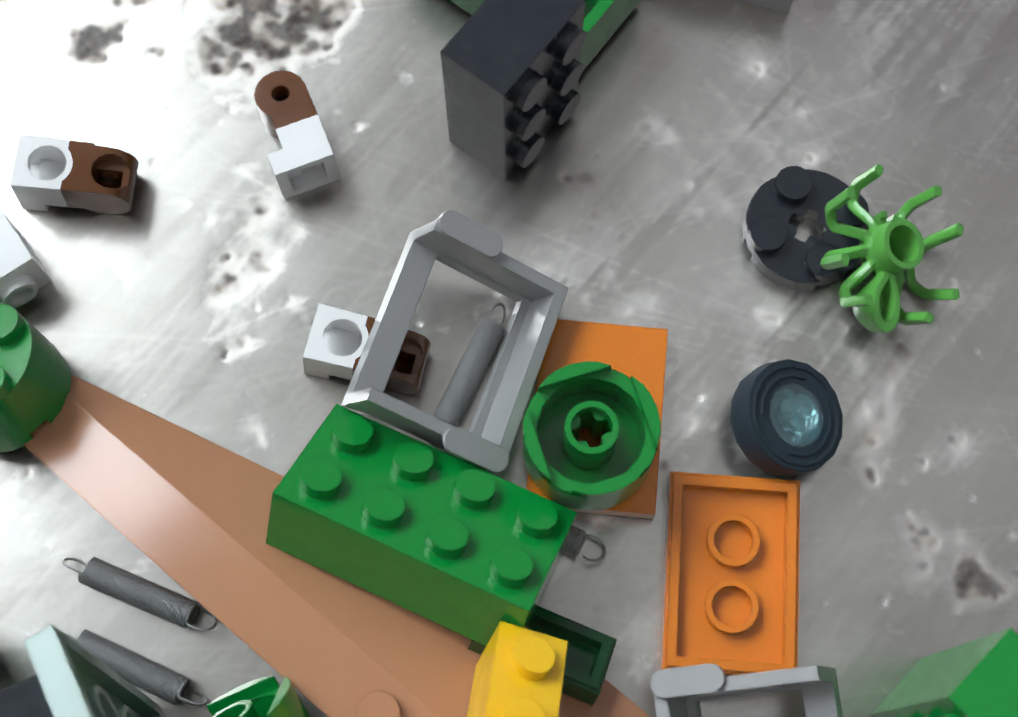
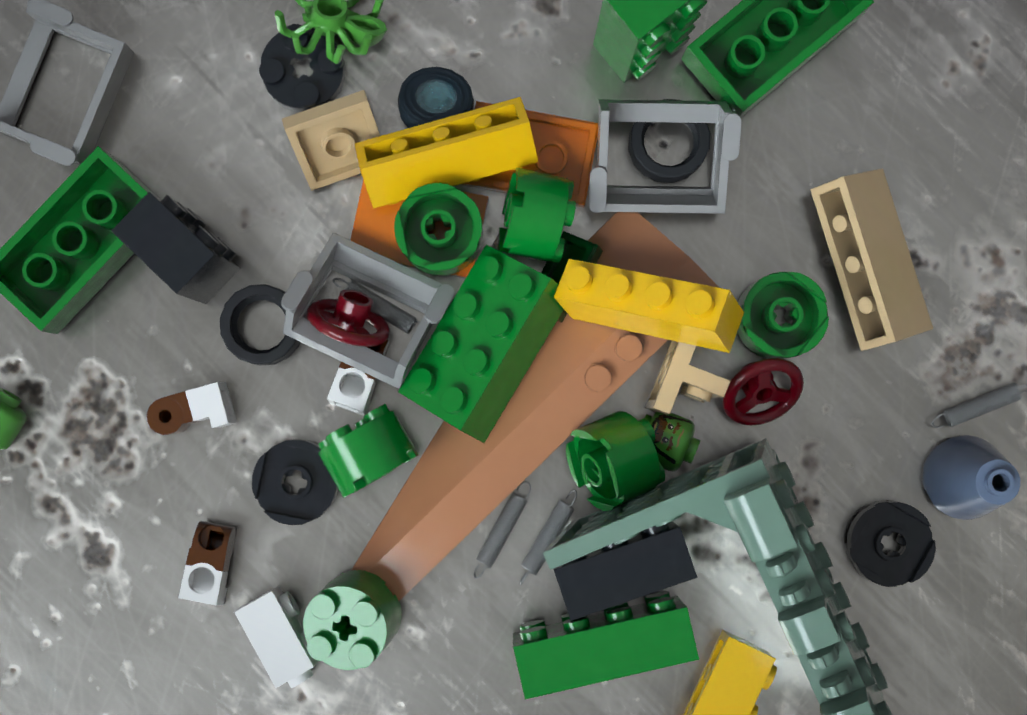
camera: 85 degrees left, 15 degrees up
(218, 311) = (275, 495): none -> black plate
(243, 368) = (367, 452): none -> green brick
(413, 169) = (229, 326): none -> black tyre
(452, 324) = (349, 313): none -> dark red piece
(632, 587) = (535, 215): none -> green brick
(708, 278) = (326, 138): none -> tan bracket
(714, 438) = (447, 151): none -> yellow brick

